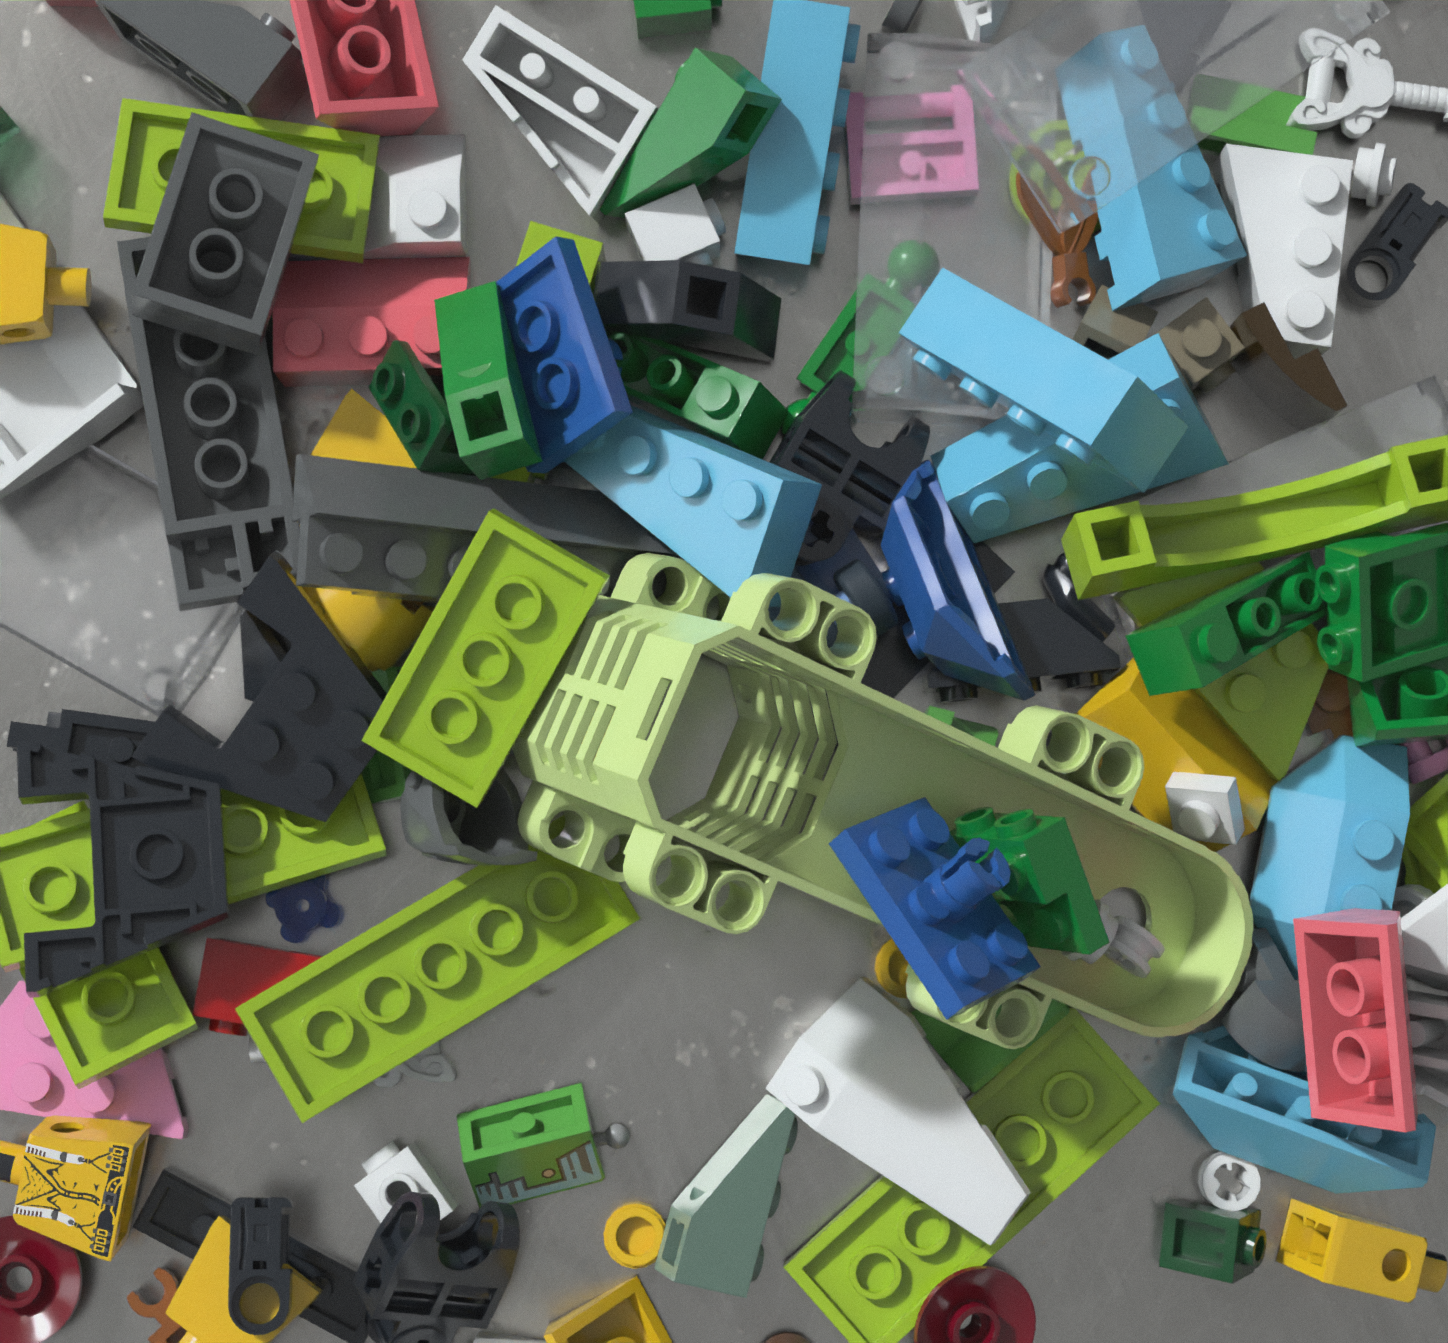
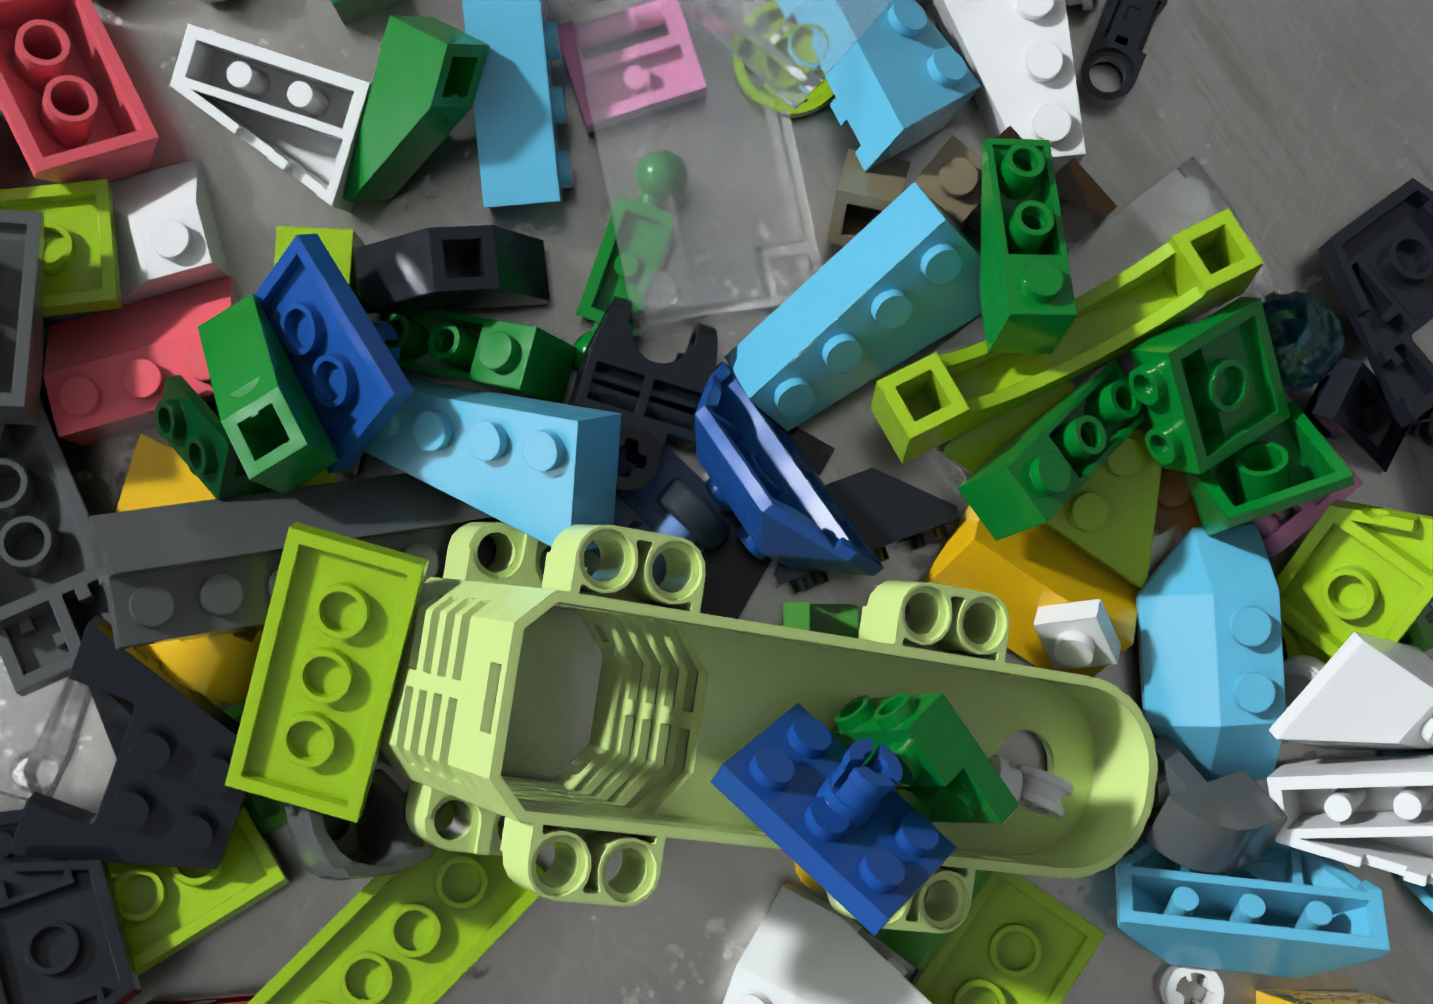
camera: 10 degrees left, 0 degrees up
(297, 923) = (217, 969): clear blue plate -> none
(677, 228) = (424, 196): white brick -> none
(1043, 380) = (813, 256): medium azure wedge -> none
(1070, 263) = (812, 135): dark orange piece -> none
(1084, 611) = (912, 472): black arm -> none
(1245, 424) = (1023, 250): none -> green slope
(1356, 1018) = (1282, 812): coral slope -> none

